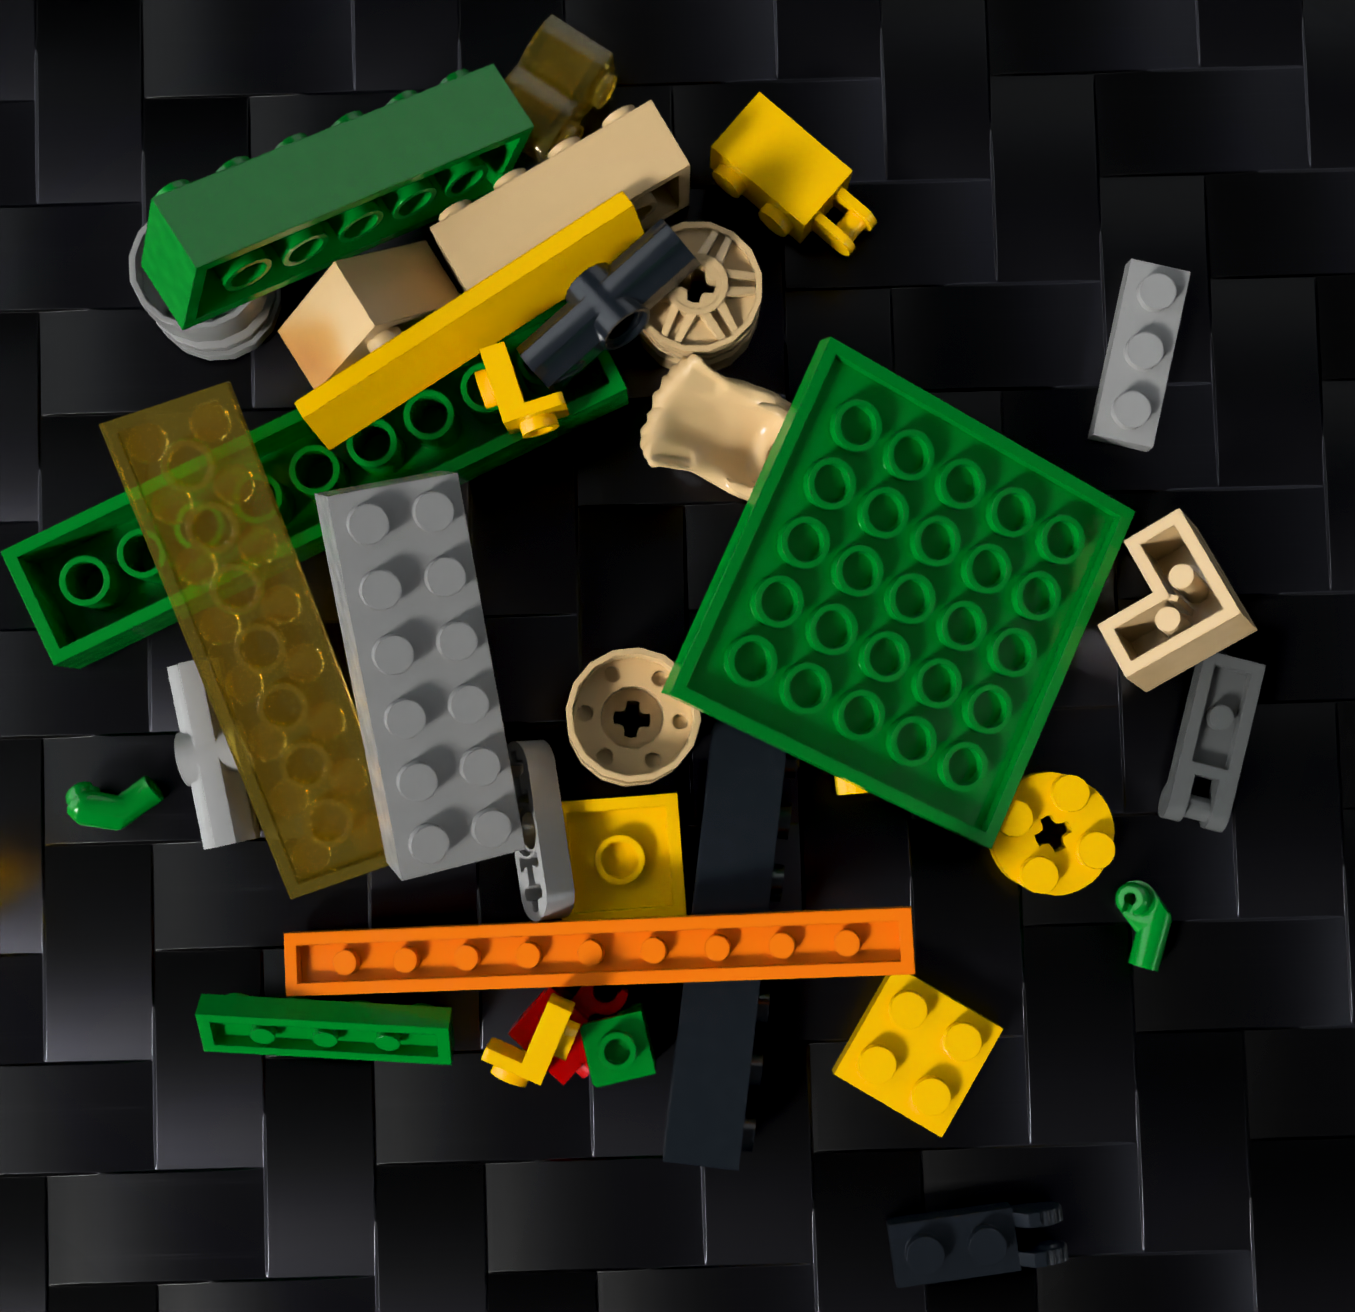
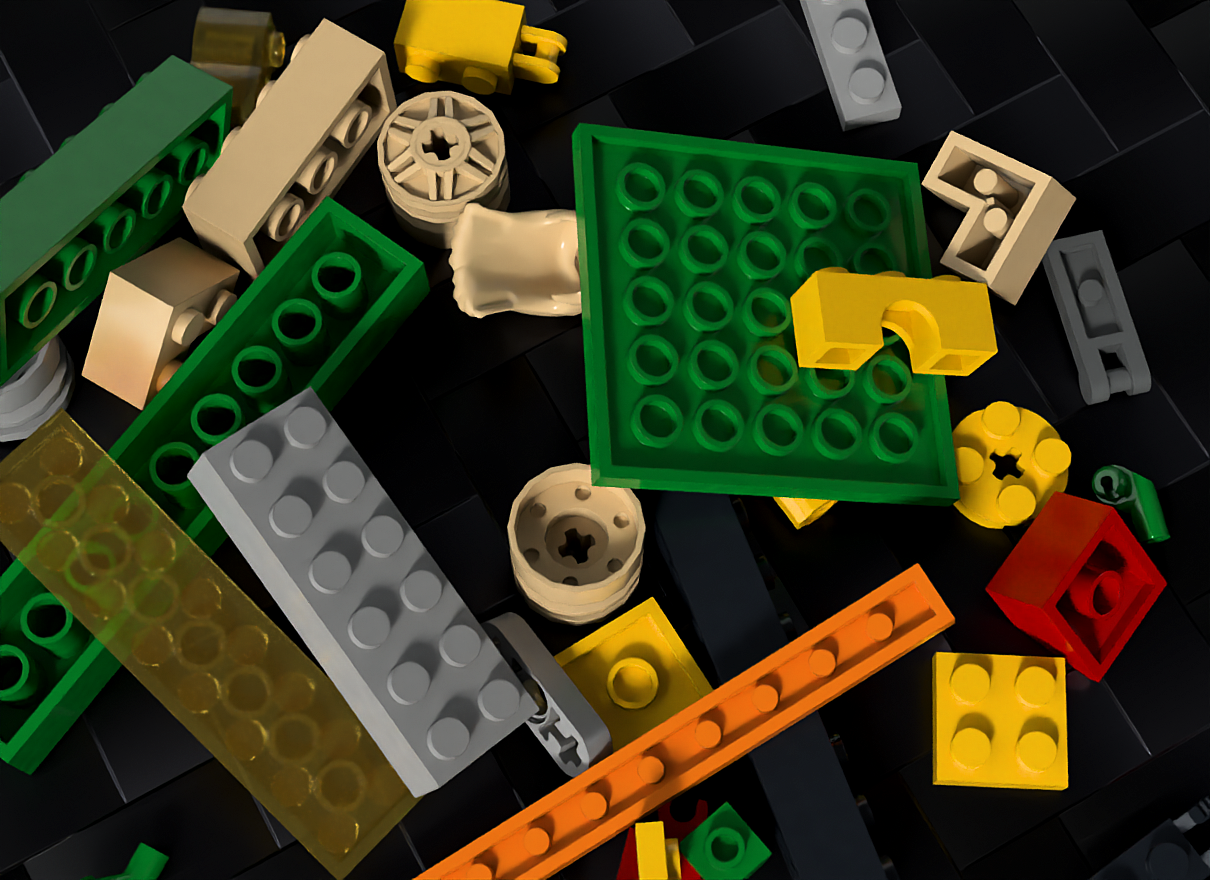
camera: 25 degrees left, 15 degrees down
(208, 765) = (199, 787): light grey piece -> none
(468, 323) = (257, 269): yellow tile -> none
(501, 388) = (315, 307): yellow bracket -> none
(607, 306) = (372, 194): black piece -> none
(1051, 971) = (1078, 583): none -> red slope
(1063, 683) = (939, 319): none -> yellow arch

